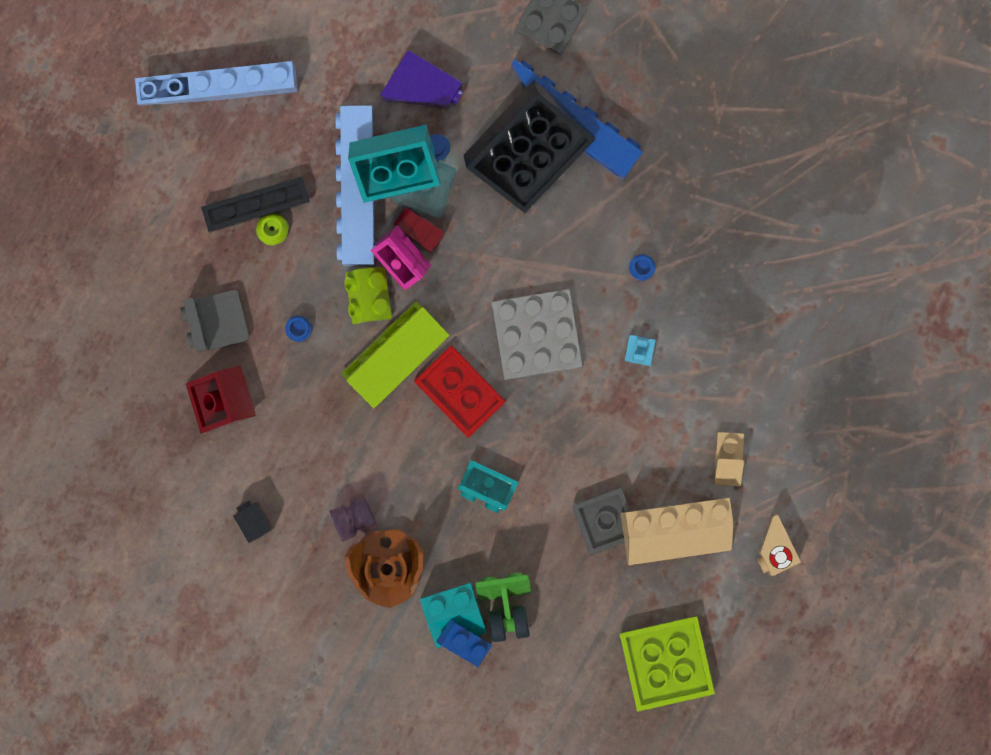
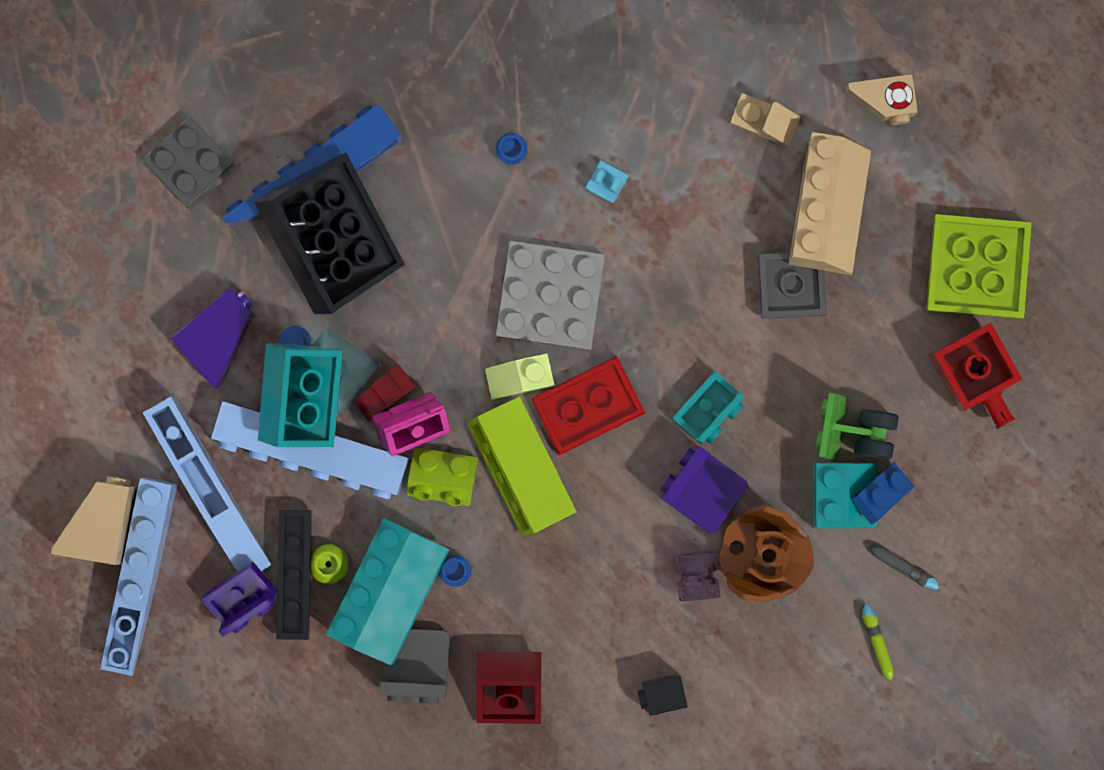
camera: 80 degrees left, 0 degrees up
(223, 169) = (240, 598): none -> dark purple bracket
(246, 42) = (100, 524): none -> tan slope
(265, 281) = (388, 591): none -> teal slope
(302, 115) = (205, 484): none -> light blue slope
(346, 677) = (871, 621): none -> lime piece
(407, 696) = (922, 578): none -> dark grey piece
(422, 502) = (703, 489): none -> dark purple bracket
(465, 331) = (519, 376): none -> yellowish green slope
(586, 702) = (994, 376): none -> red brick

